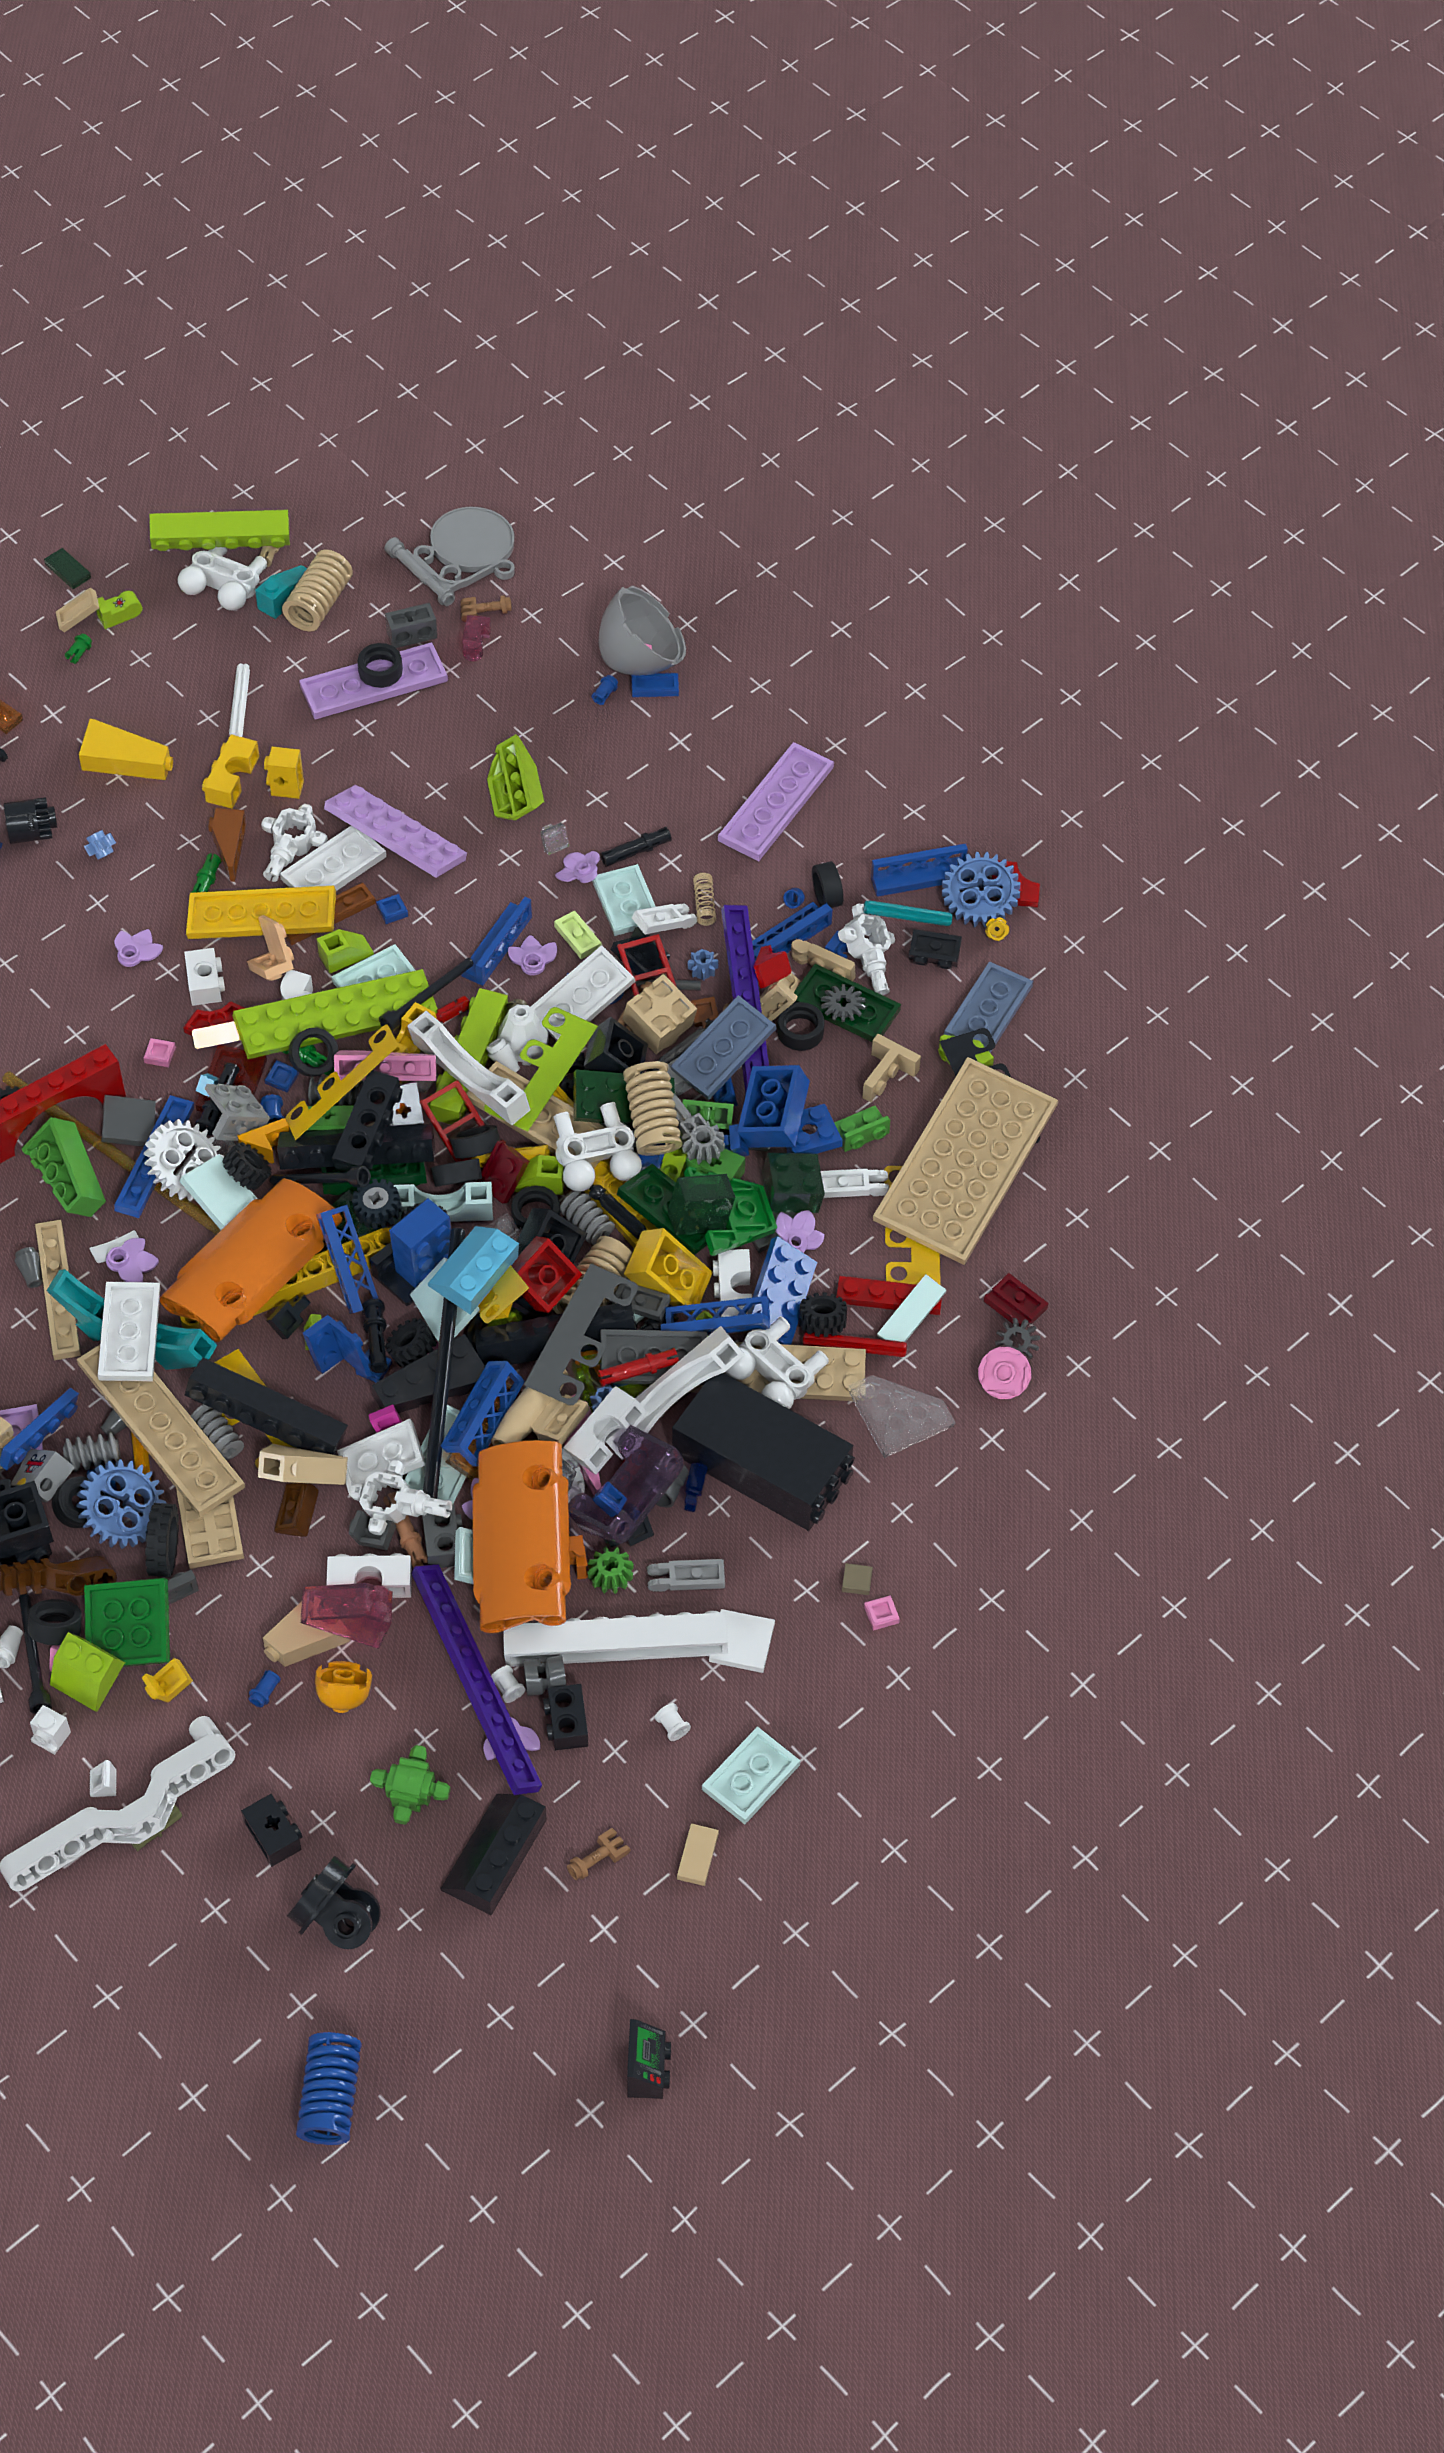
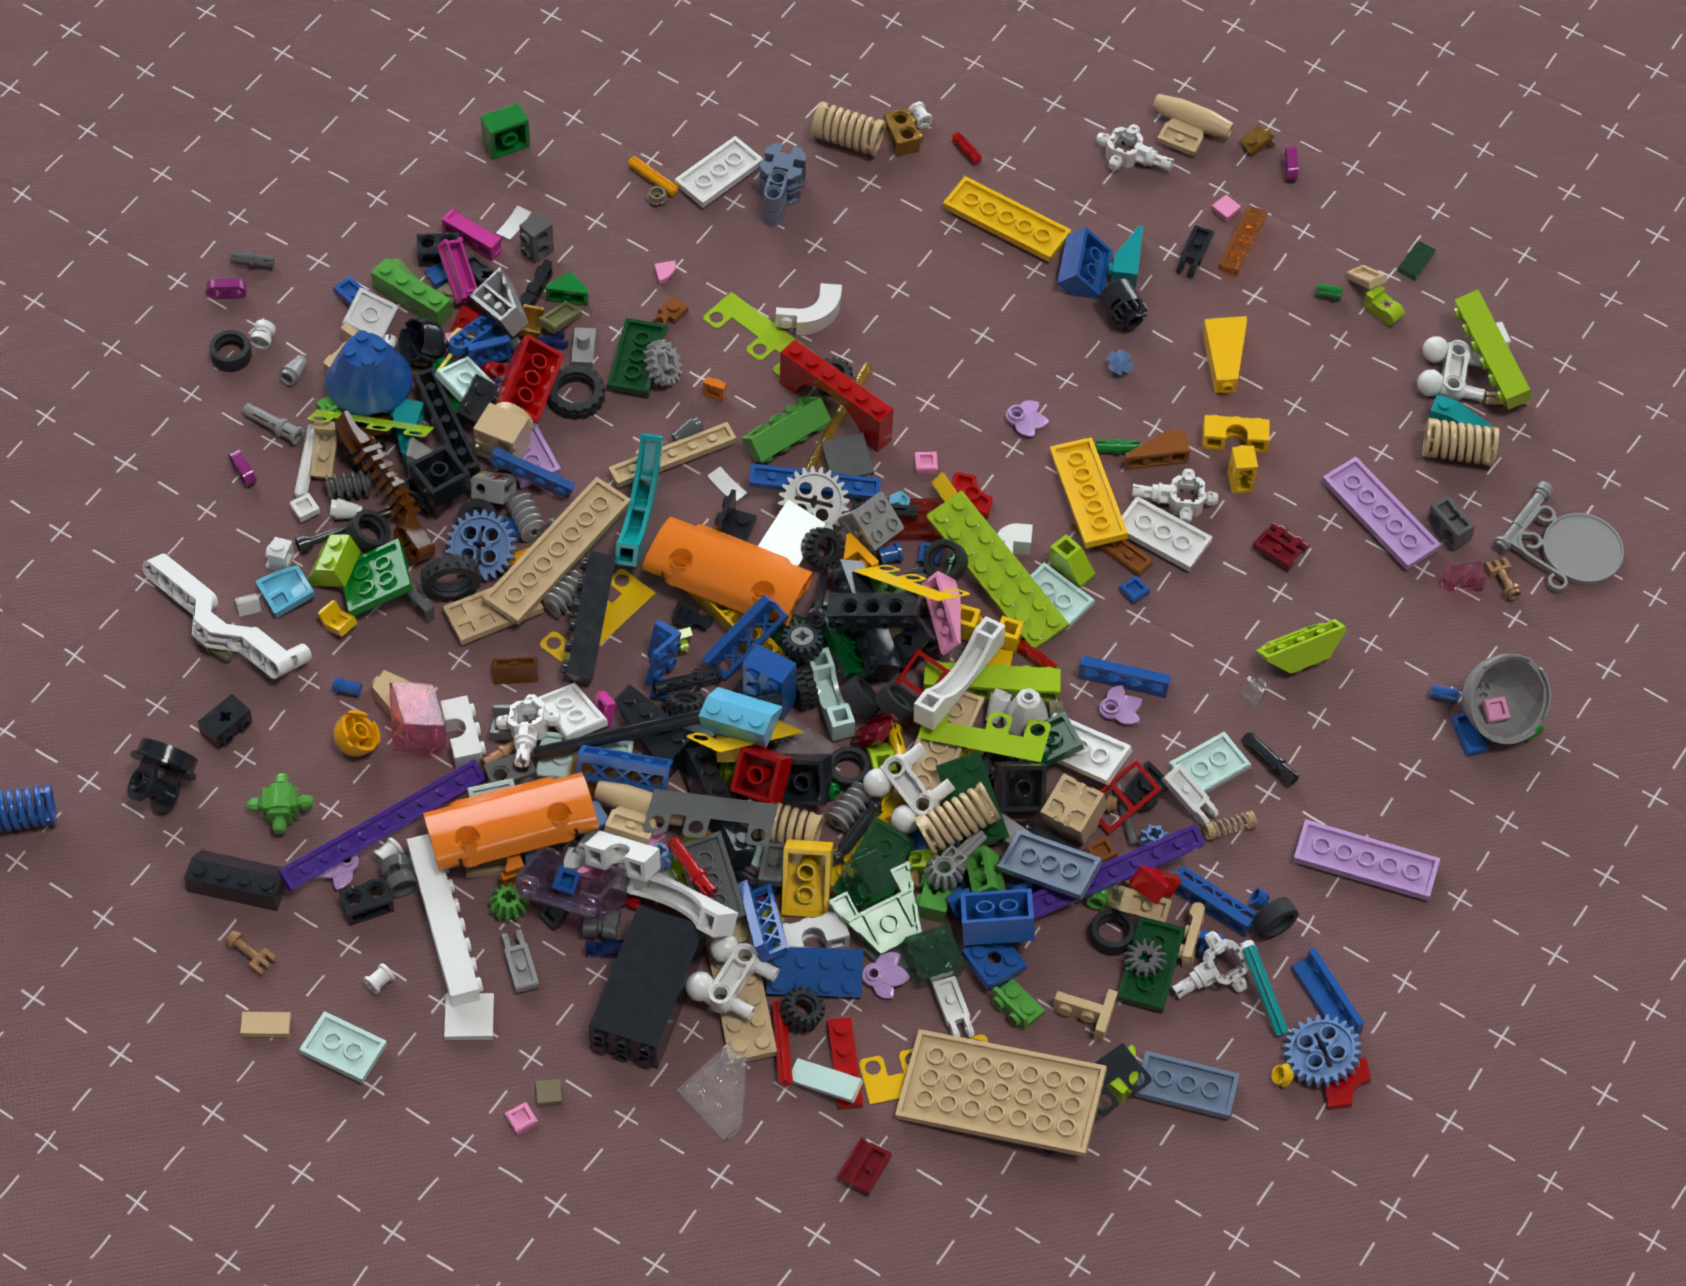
camera: 75 degrees right, 0 degrees up
(101, 1731) = (285, 589): none -> medium azure plate
(129, 1331) = (627, 501): white plate -> none
(134, 1260) = (712, 498): lavender plate -> none
(174, 1244) = (734, 522): none -> black bracket
(203, 976) = (1010, 470): white brick -> none
(239, 700) = (1318, 421): white axle -> none
(280, 956) = (1040, 512): light nougat bracket -> none
(301, 1466) = (545, 653): tan slope -> none
(380, 678) = (1394, 495): black tyre -> none
(386, 776) = (1277, 549): none -> dark red plate
(393, 1018) = (1003, 610): black piece -> none
(395, 830) = (1215, 569): lavender plate -> none
(572, 1000) = (1061, 739): none -> dark green plate
(577, 934) = (1153, 734): yellowish green plate -> none
(579, 867) = (1230, 719): lavender plate -> none
(647, 2061) = (73, 1018): black slope -> none
(935, 948) = (1238, 1026): black bracket -> none
(1004, 1373) = (783, 1168): bright pink tile -> none
(1025, 1336) = (819, 1172): dark grey gear -> none

